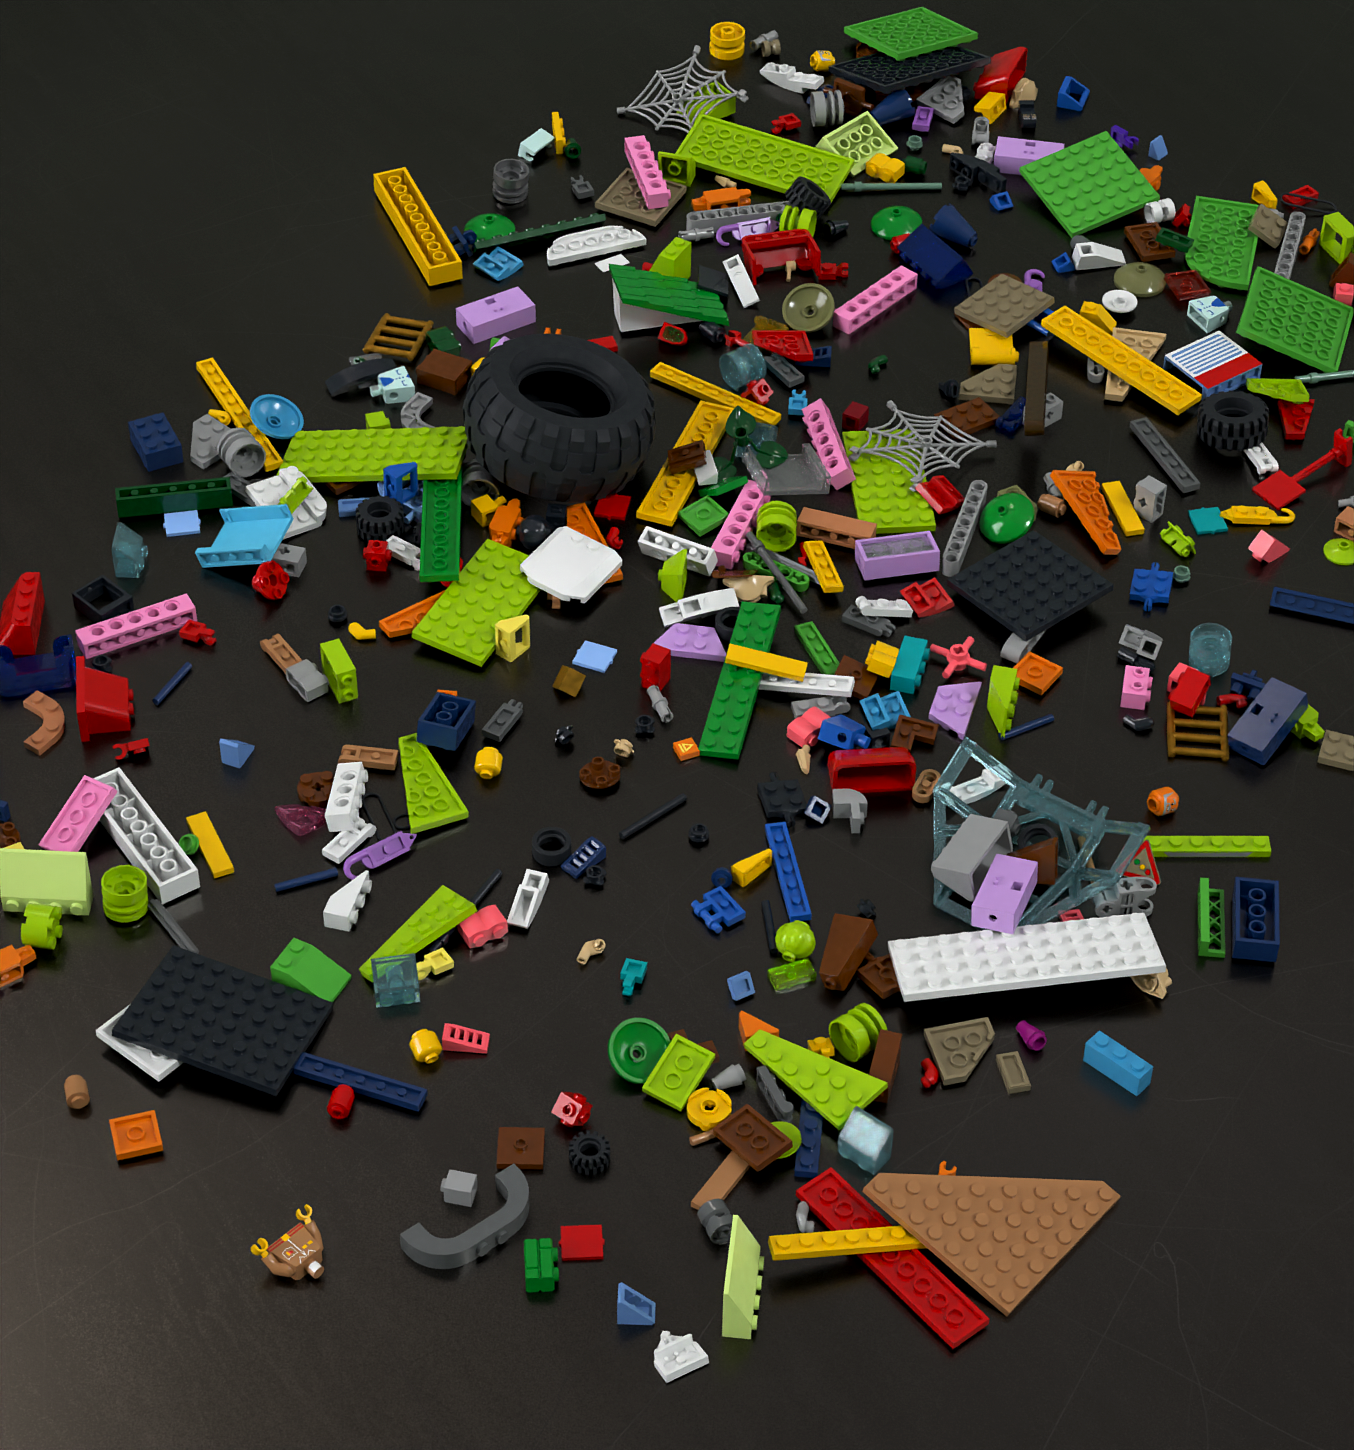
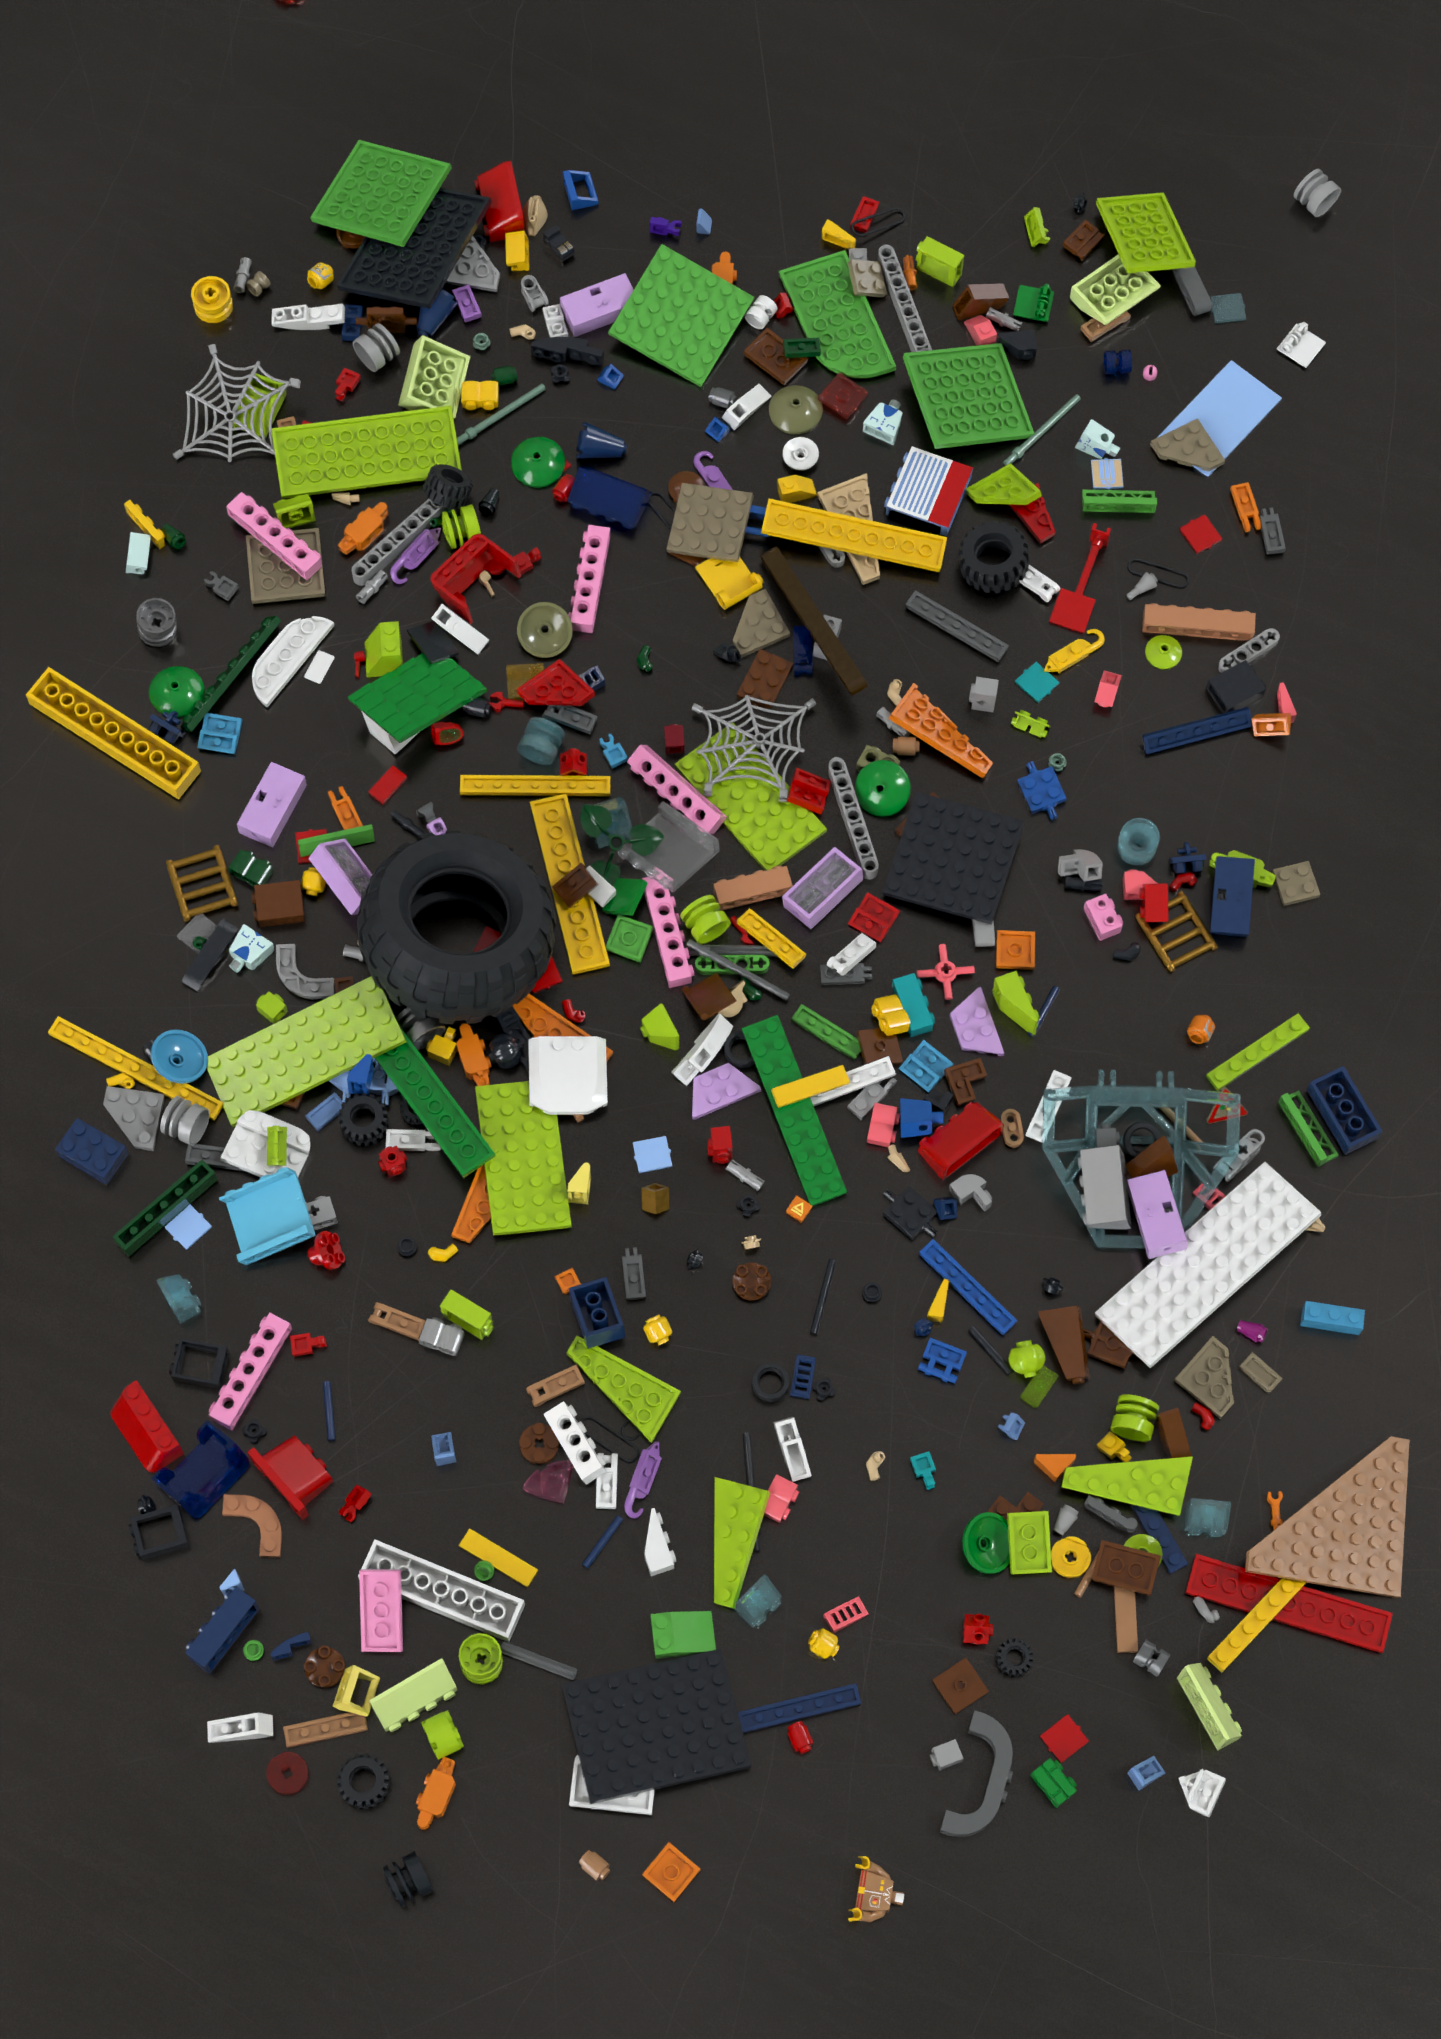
camera: 35 degrees left, 25 degrees up
(436, 961) = (769, 1557): light yellow plate -> none
(664, 545) = (641, 997): white brick -> none
(1122, 508) = (961, 711): yellow tile -> none

